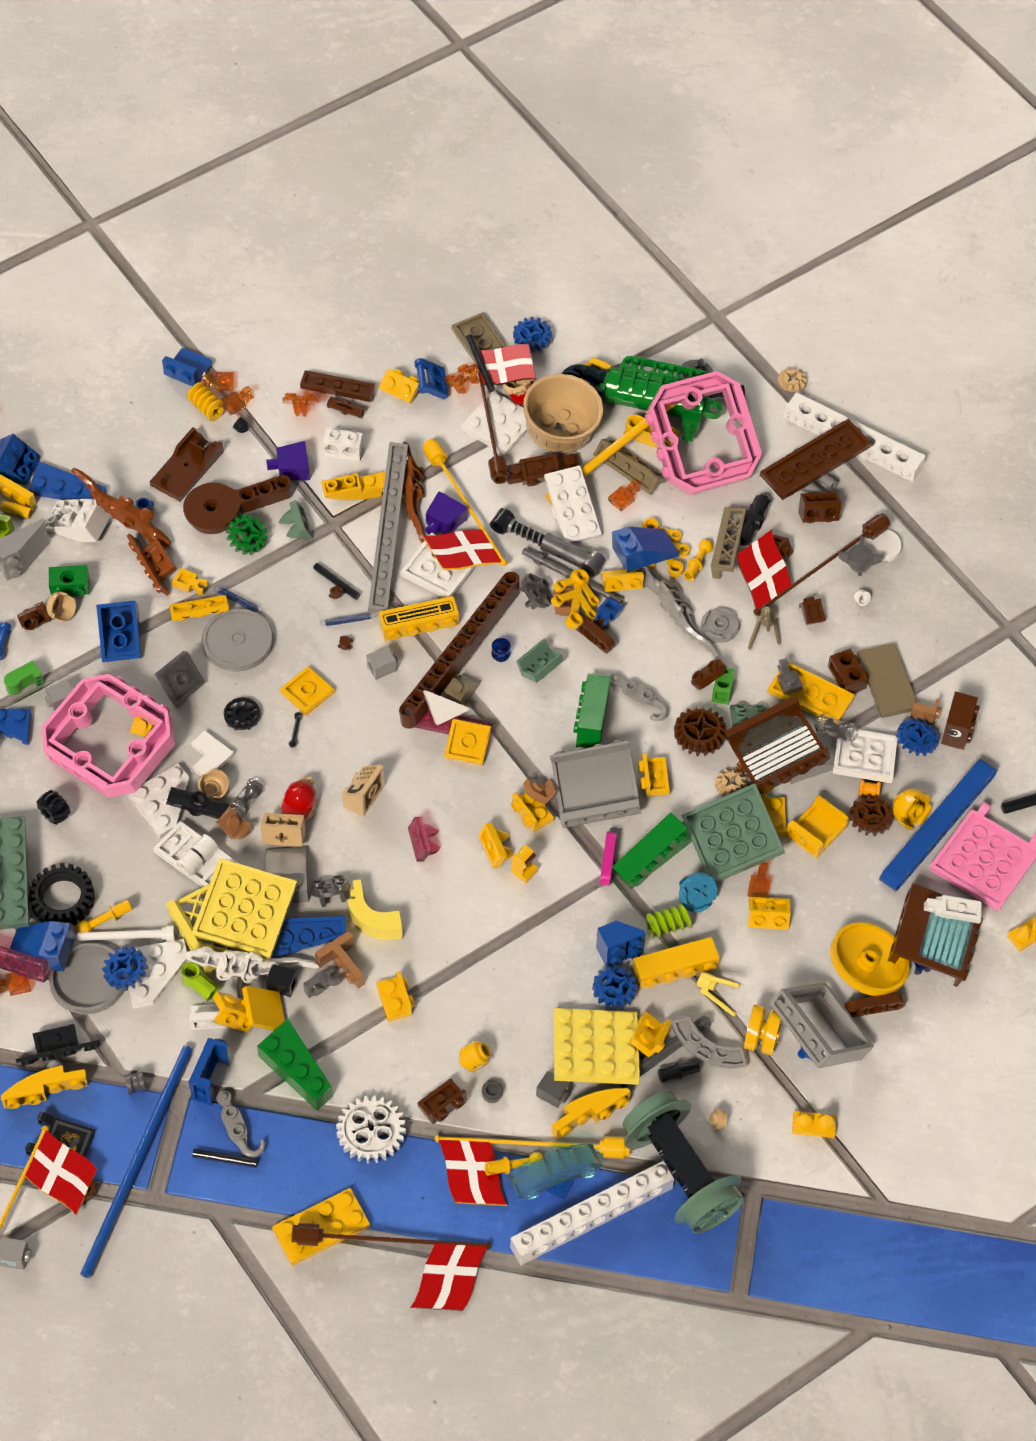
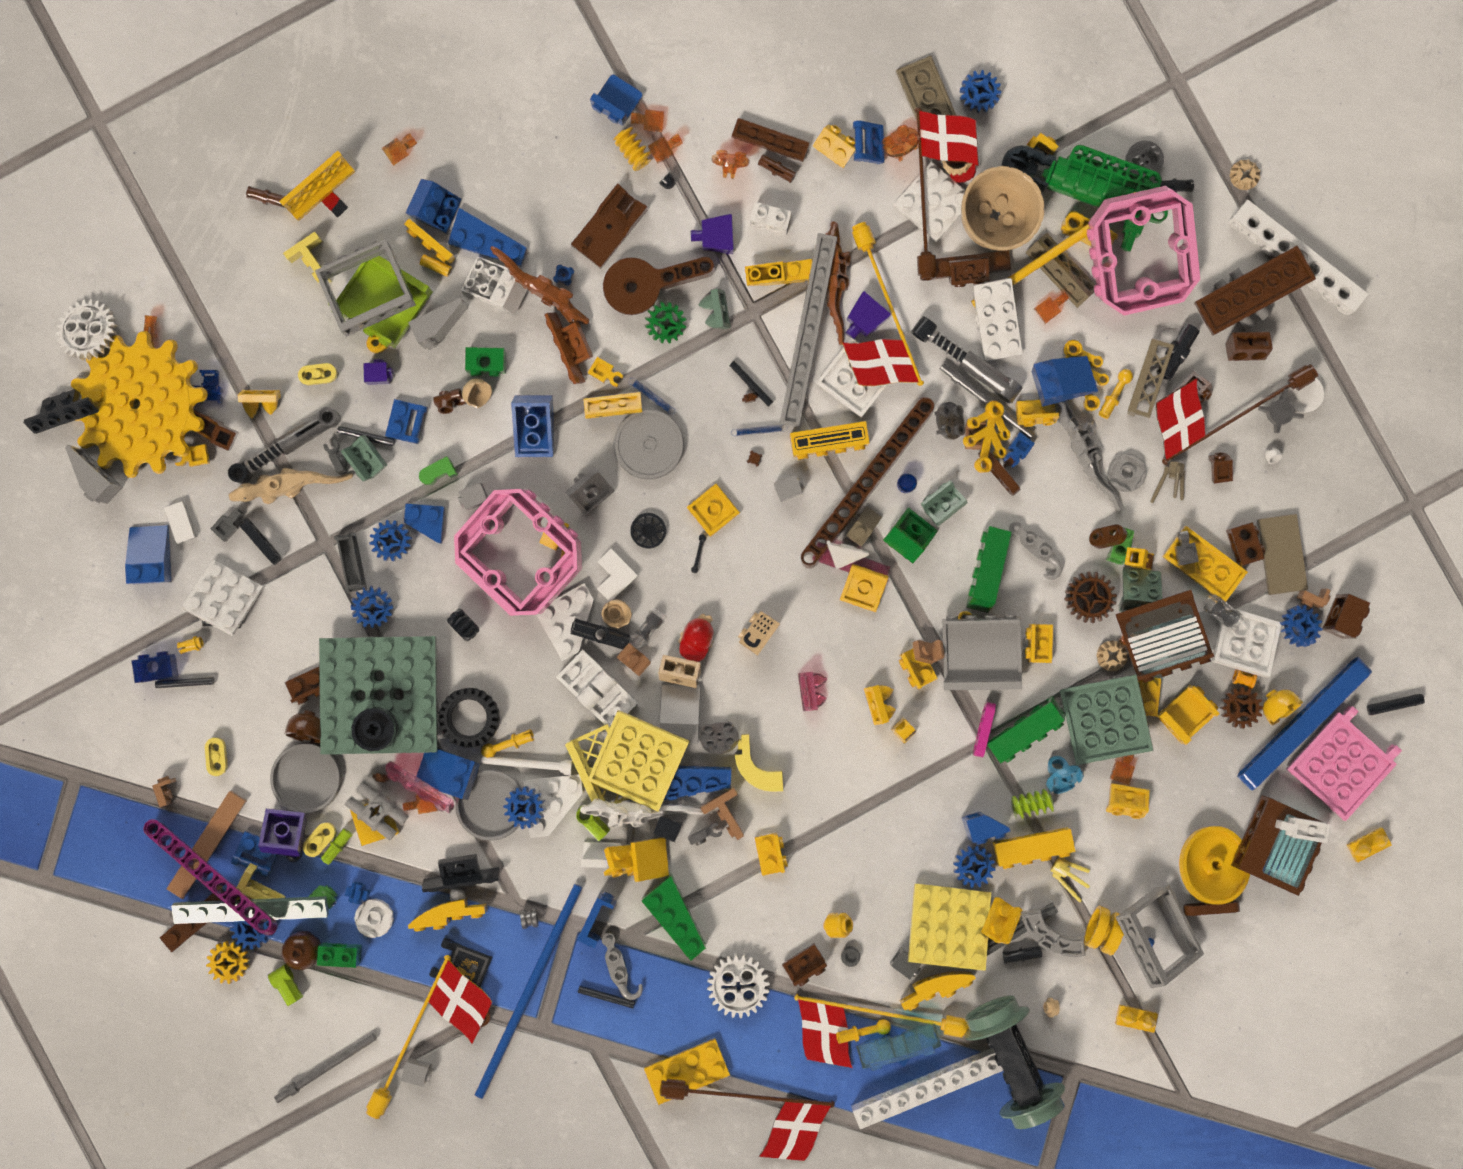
camera: 10 degrees right, 30 degrees up
(481, 365) = (921, 130): black bar -> none
(508, 693) = (910, 535): none -> green slope
(744, 691) = (1140, 558): none -> yellow leg

